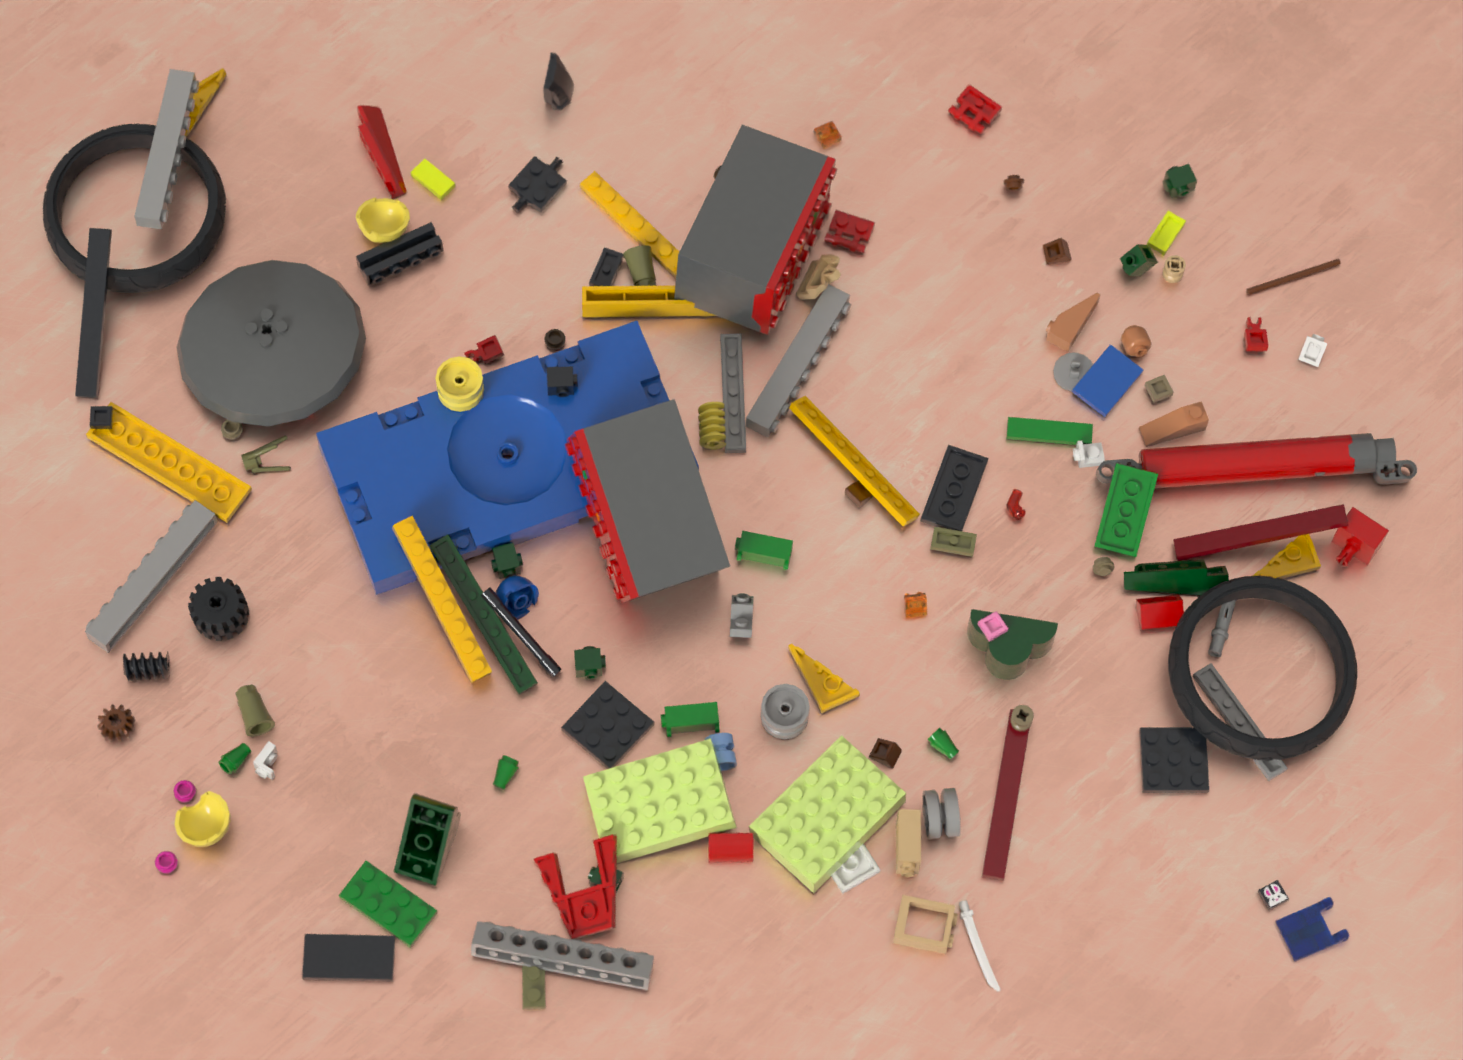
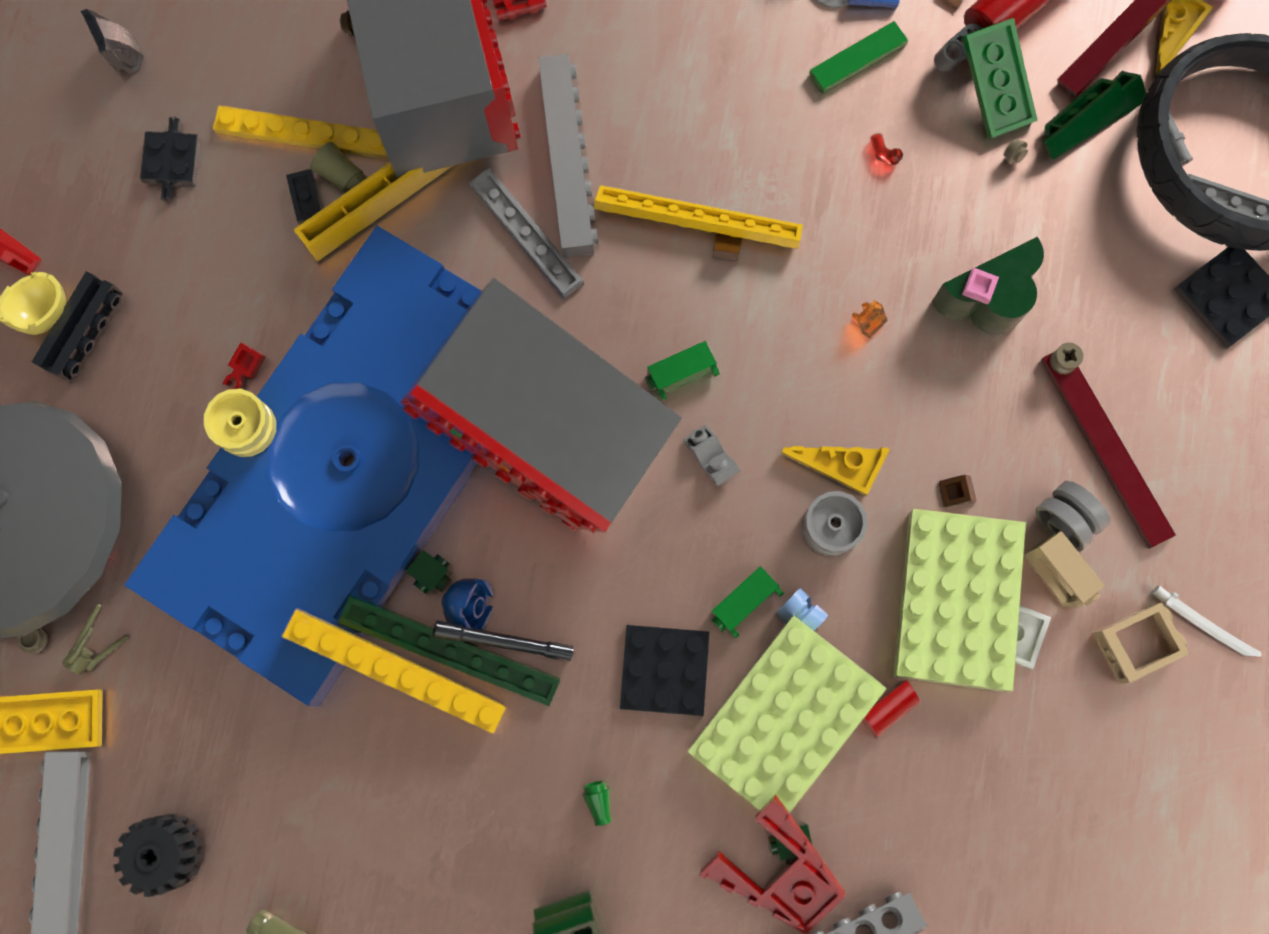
camera: 30 degrees left, 10 degrees up
(433, 179) = (58, 226): neon yellow tile -> none
(555, 339) = (305, 303): dark brown plate -> none
(561, 381) = (346, 343): black brick -> none
(589, 662) = (596, 618): dark green brick -> none
(710, 425) = (530, 282): light yellow piece -> none
(818, 276) = (524, 56): tan plate -> none
(942, 742) = (1005, 439): green cone -> none
(953, 541) = (856, 229): olive plate -> none
(954, 489) = (814, 177): black tile -> none
(1088, 454) = (913, 53): white bracket -> none
(1159, 611) = (1103, 157): red brick -> none

